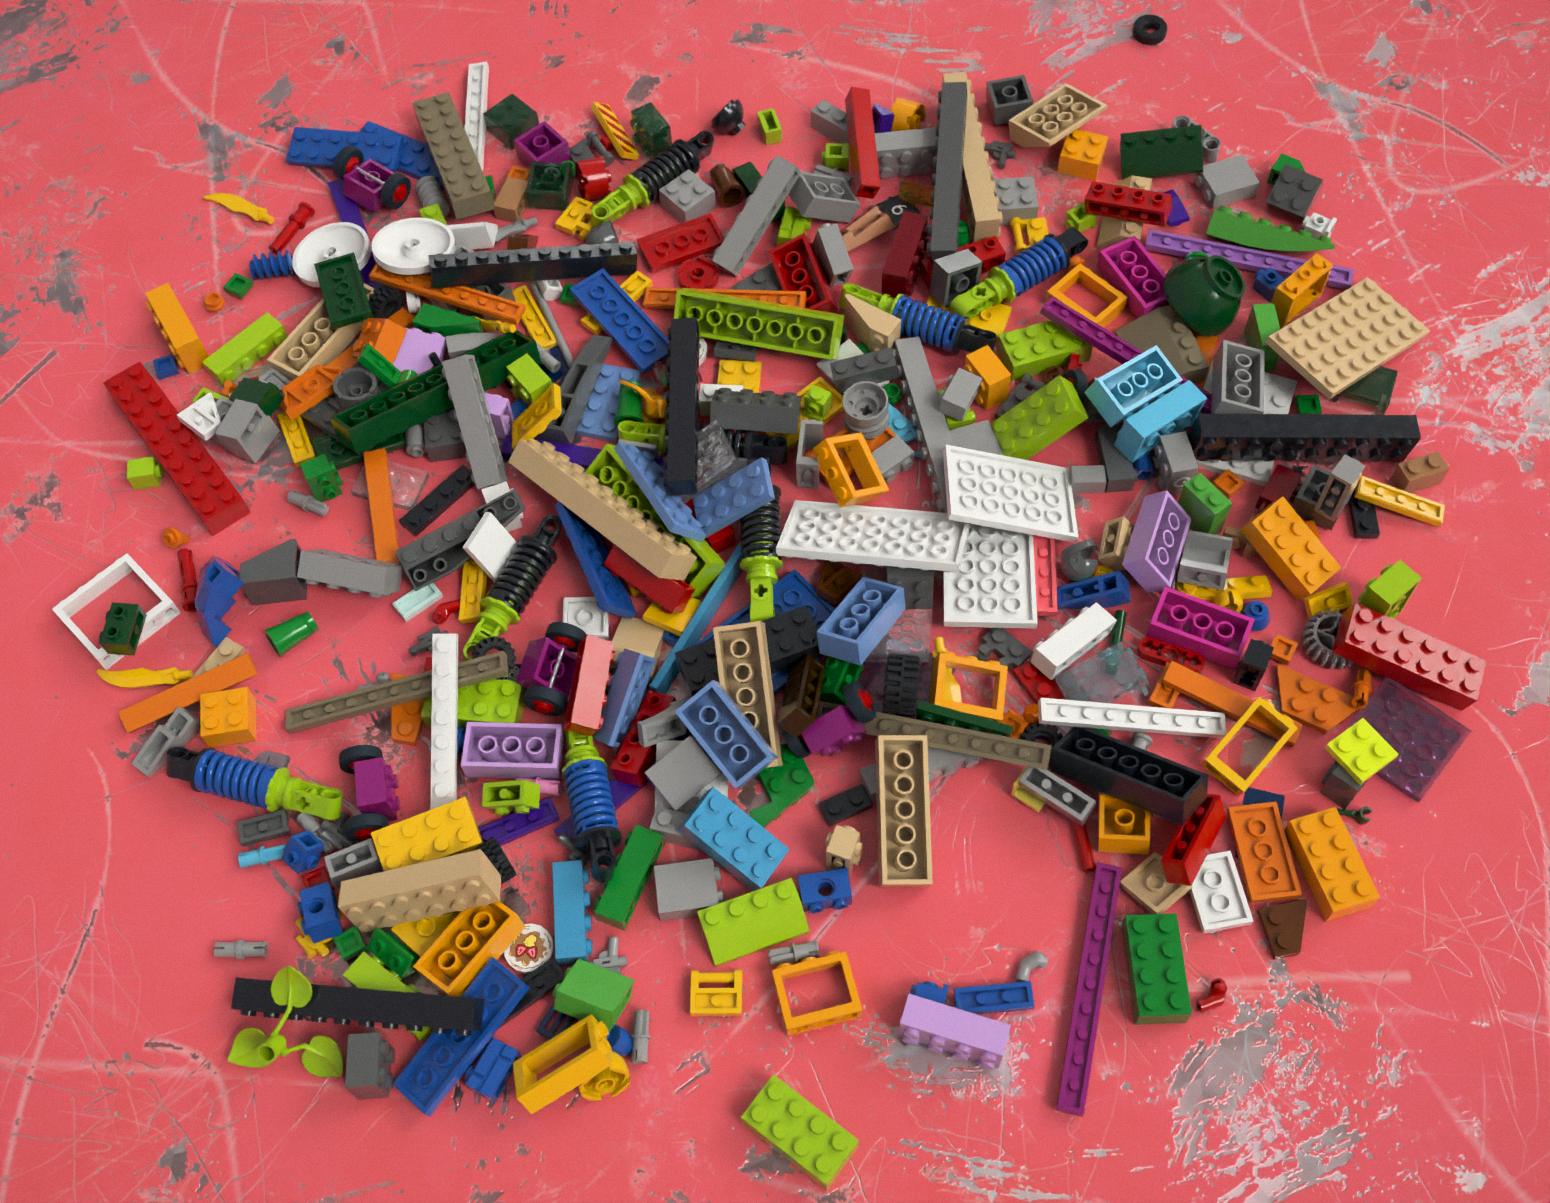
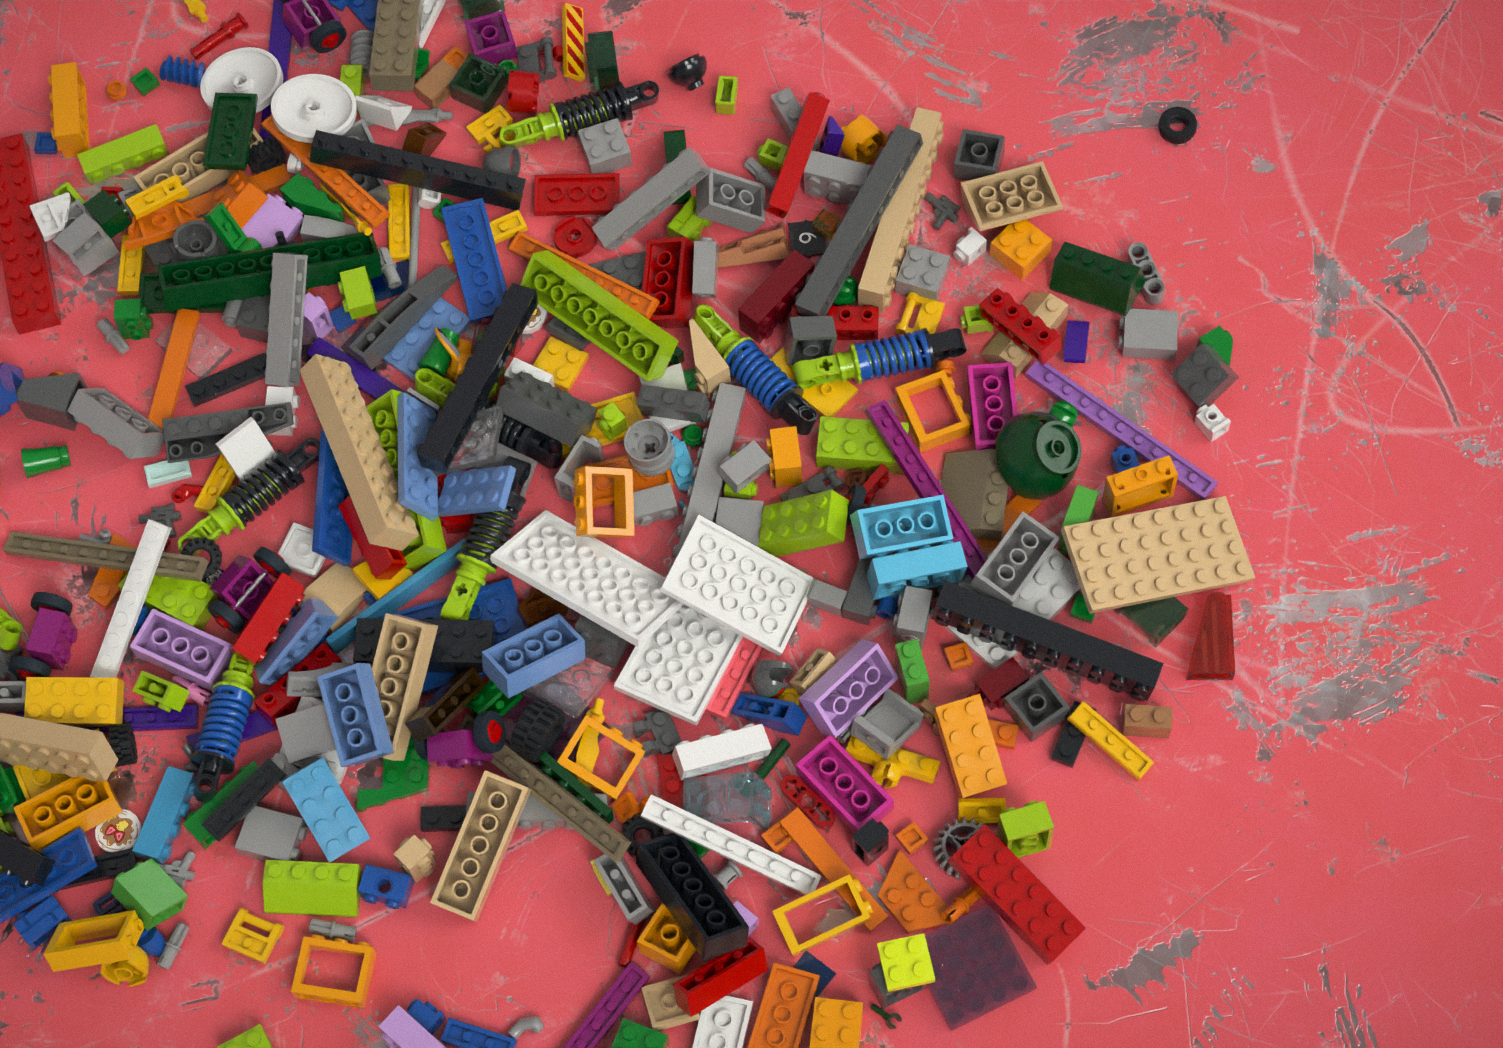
camera: 25 degrees right, 5 degrees up
(228, 390) = (91, 191): orange plate -> none
(299, 365) = (156, 197): none -> yellow plate
(537, 415) = (347, 333): yellow plate -> none
(648, 862) = (243, 799): none -> black plate
(726, 185) = (649, 149): reddish brown plant -> none
(1041, 167) = (970, 247): none -> white brick
(1259, 612) = (904, 801): blue cone -> none
(1261, 233) = (1149, 405): bright green wedge -> none
(1339, 487) = (1033, 707): light grey brick -> none
(1431, 391) = (1214, 646): none -> clear red slope

